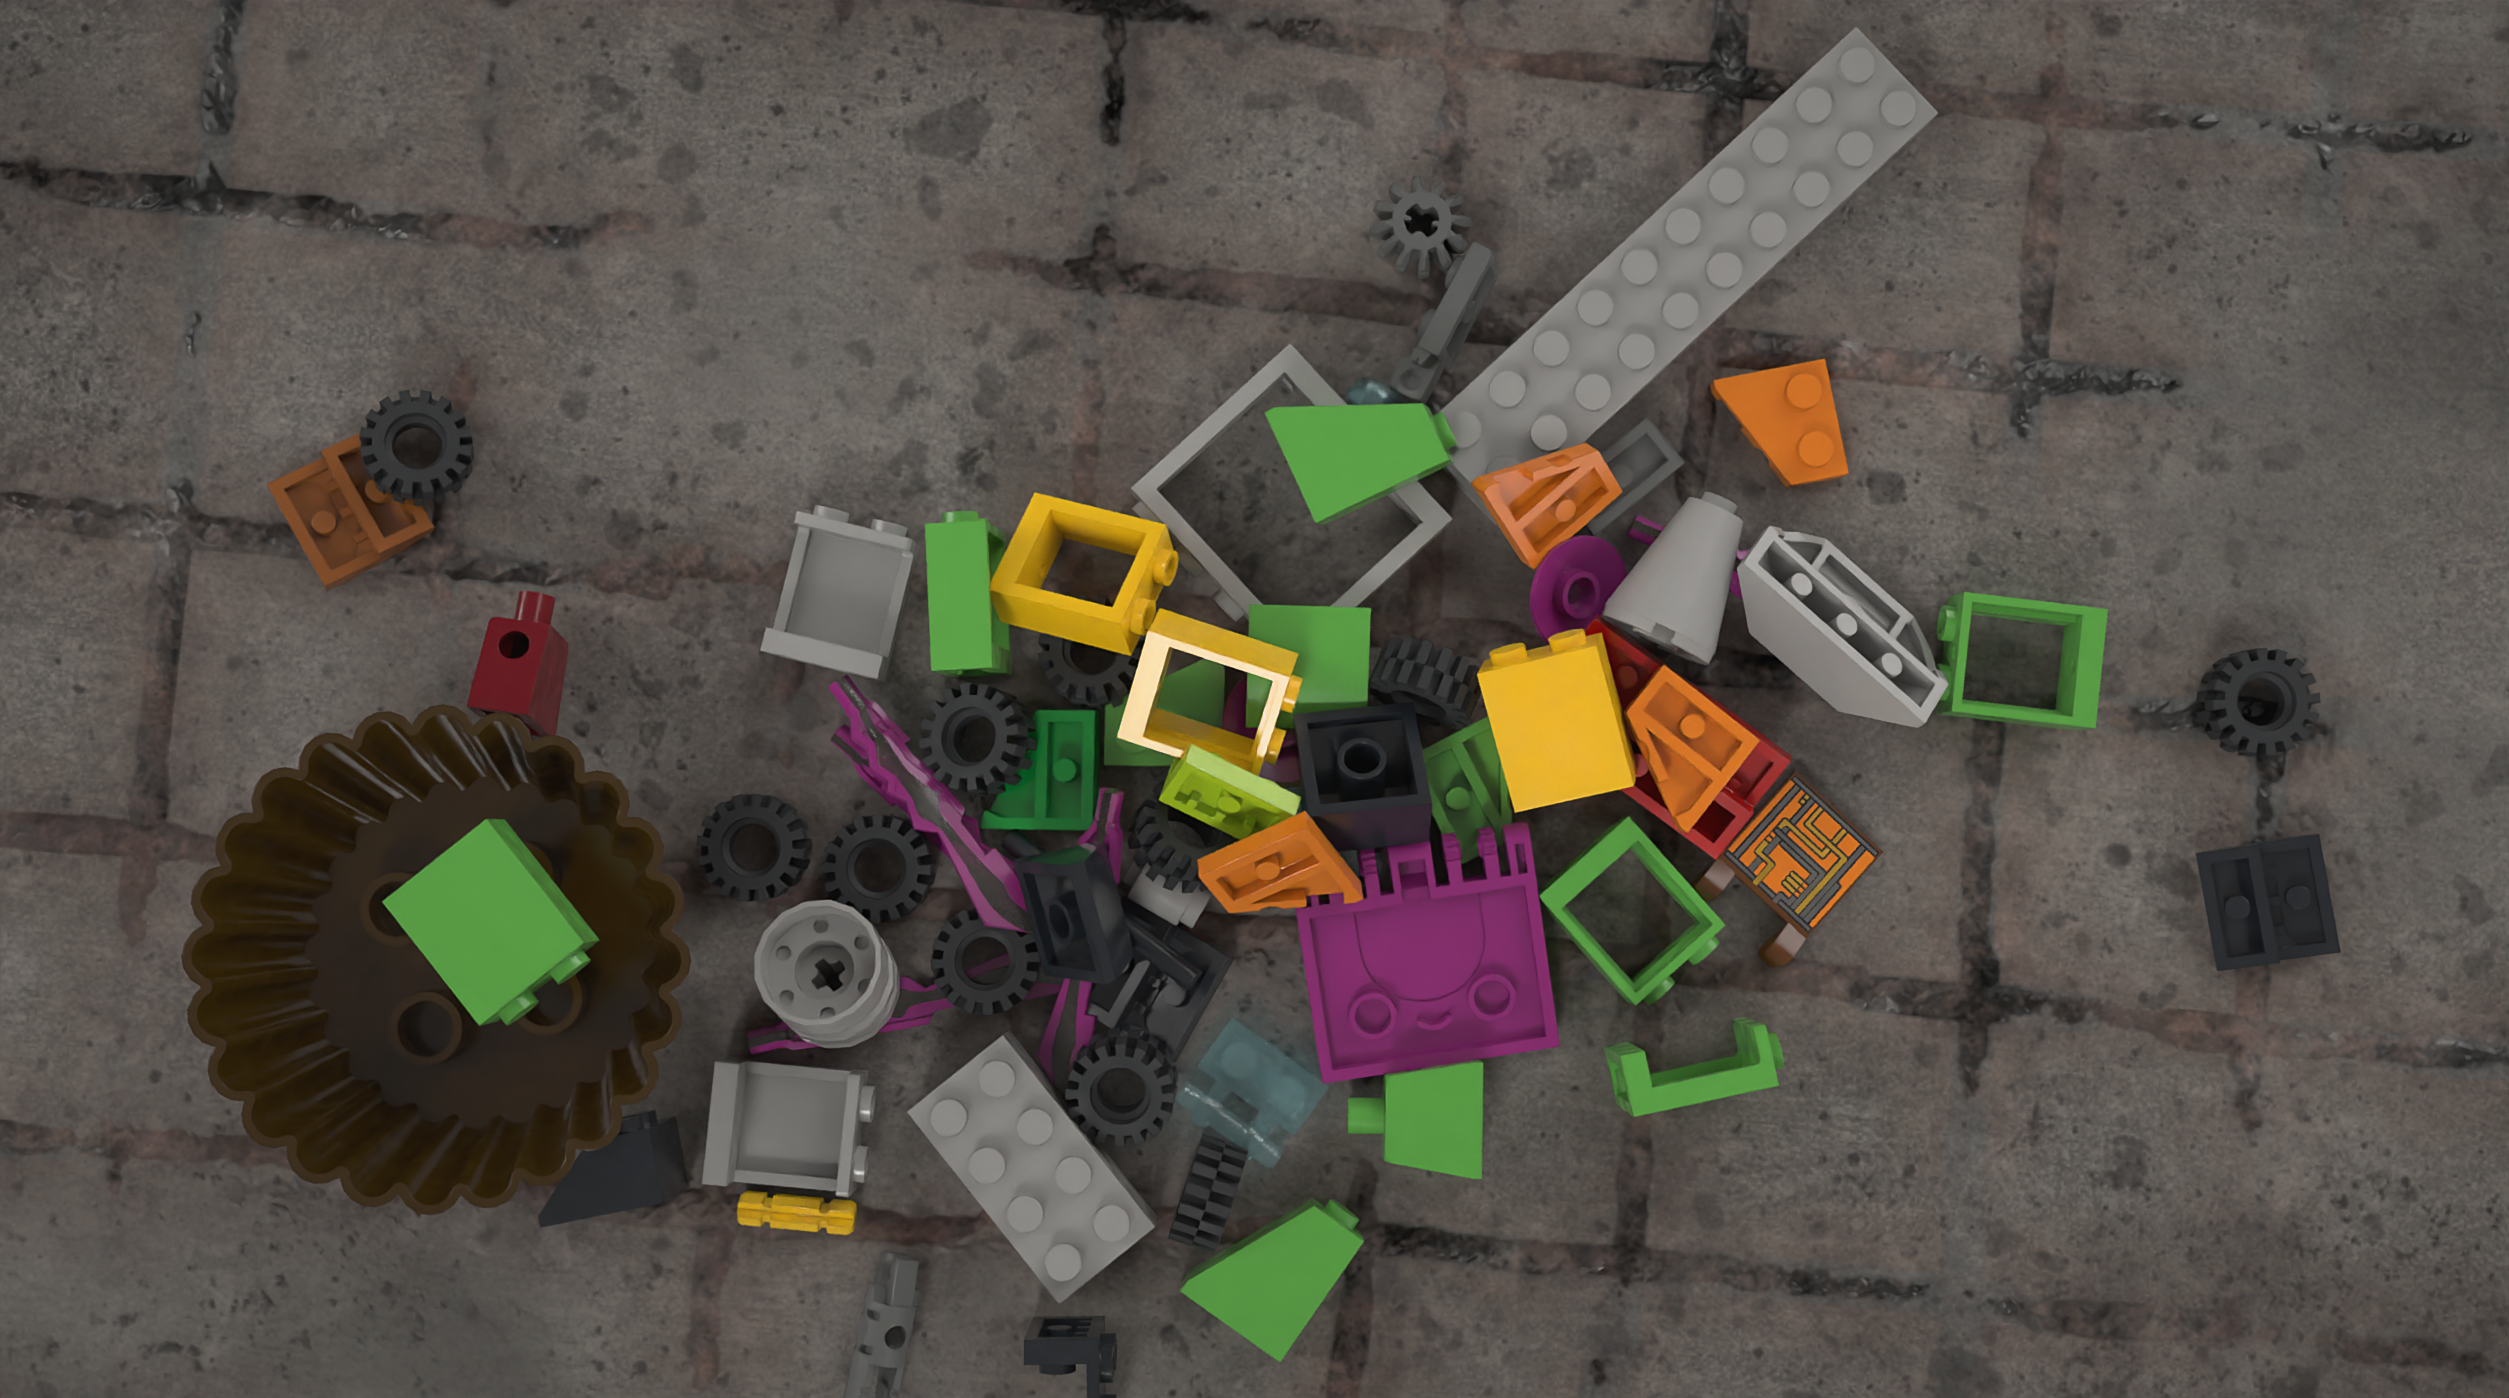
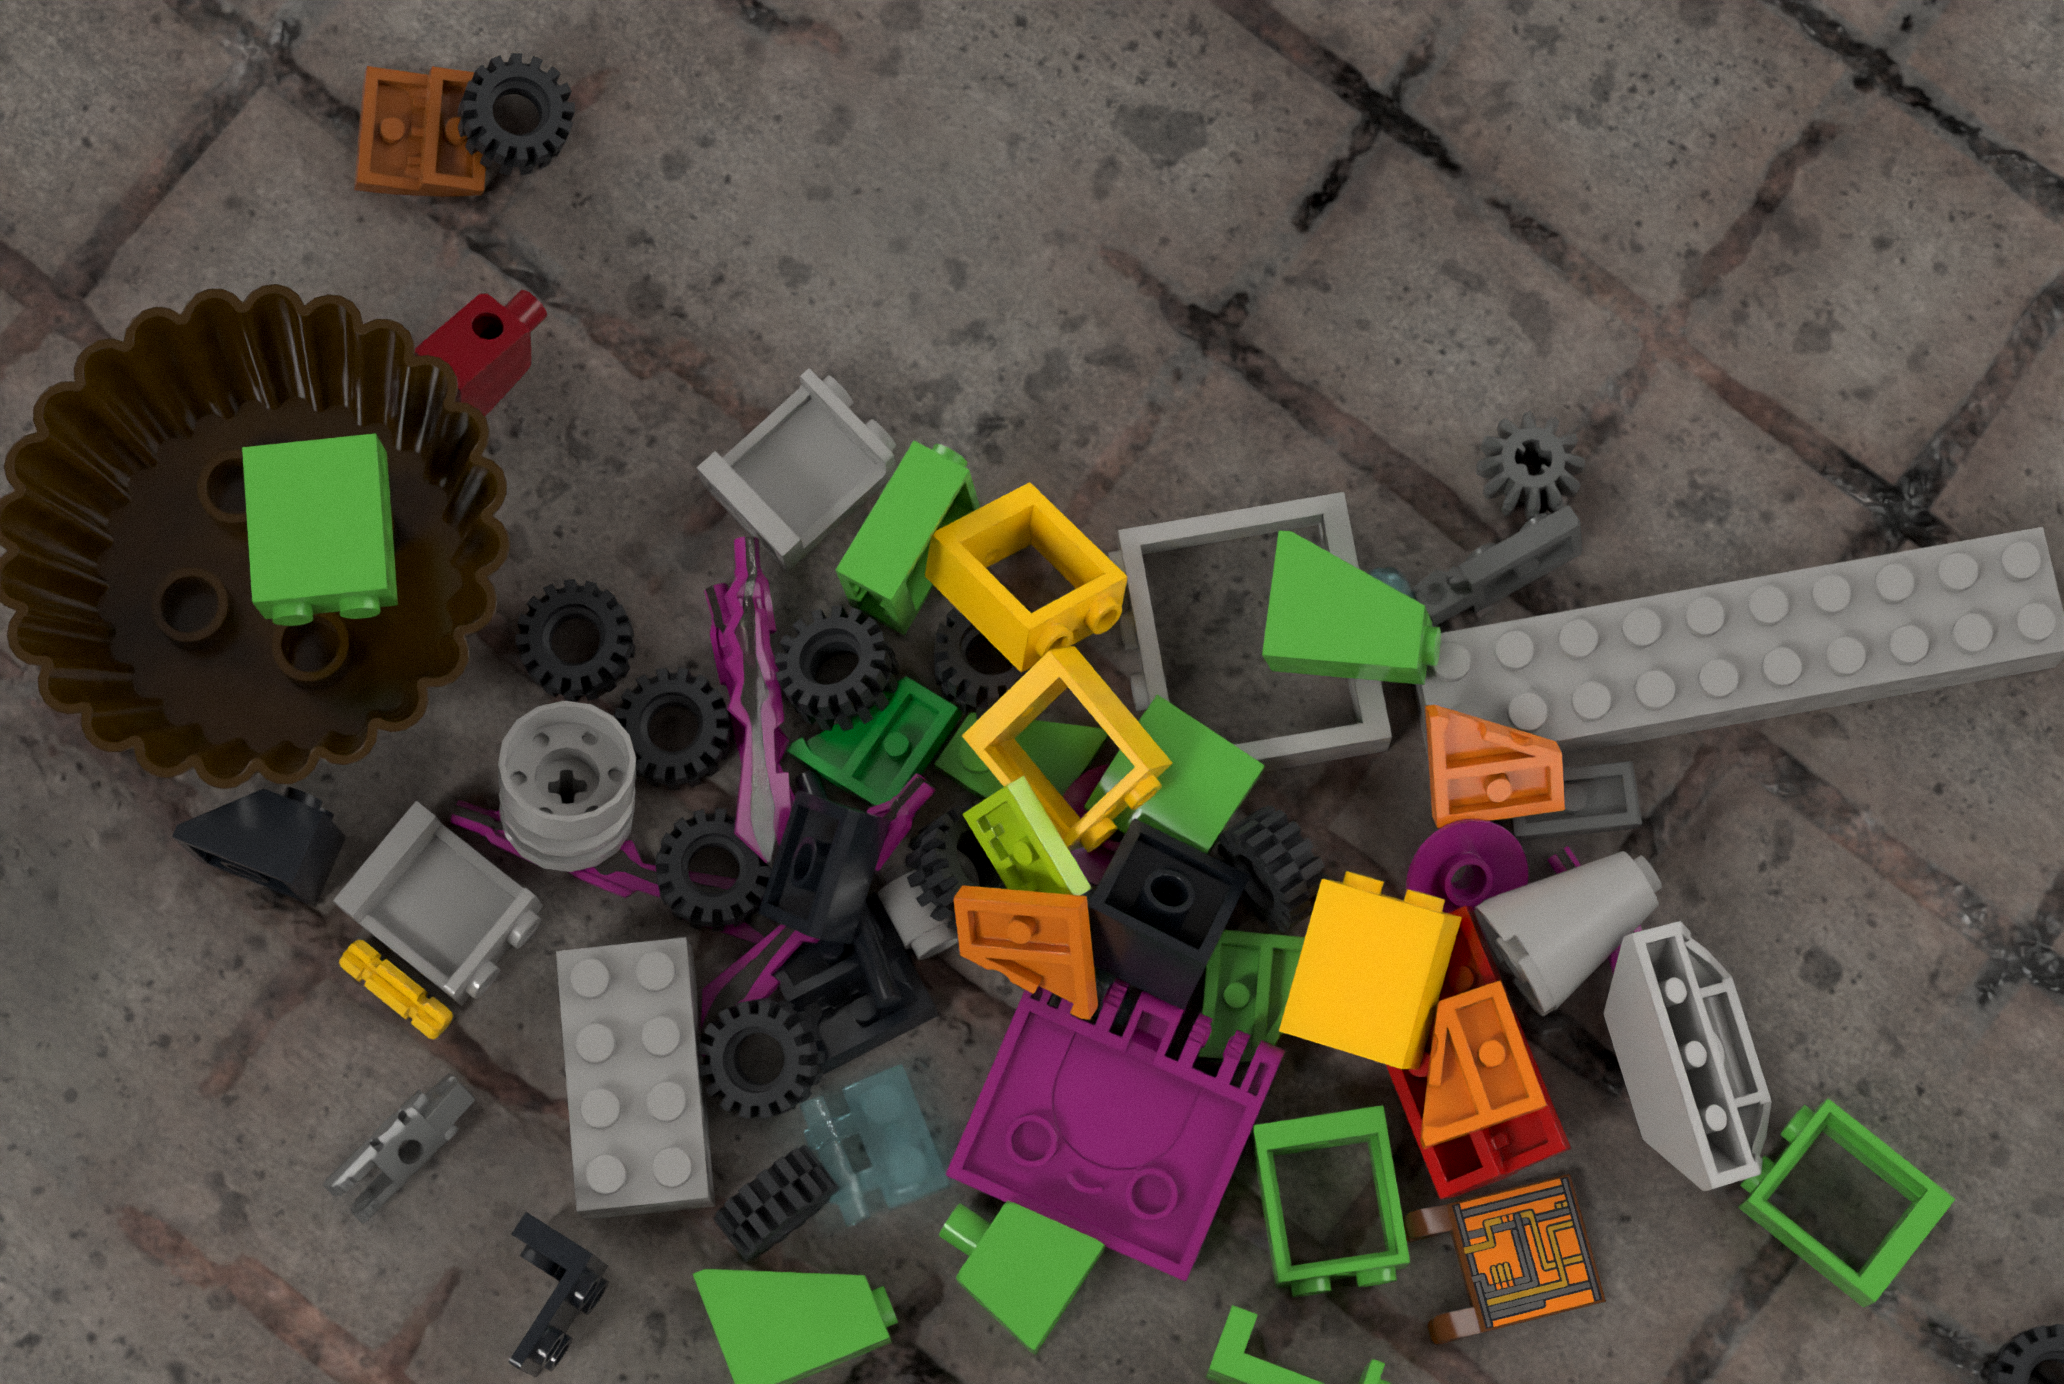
camera: 40 degrees right, 10 degrees down
(1790, 419) = (1765, 849): orange wing -> none

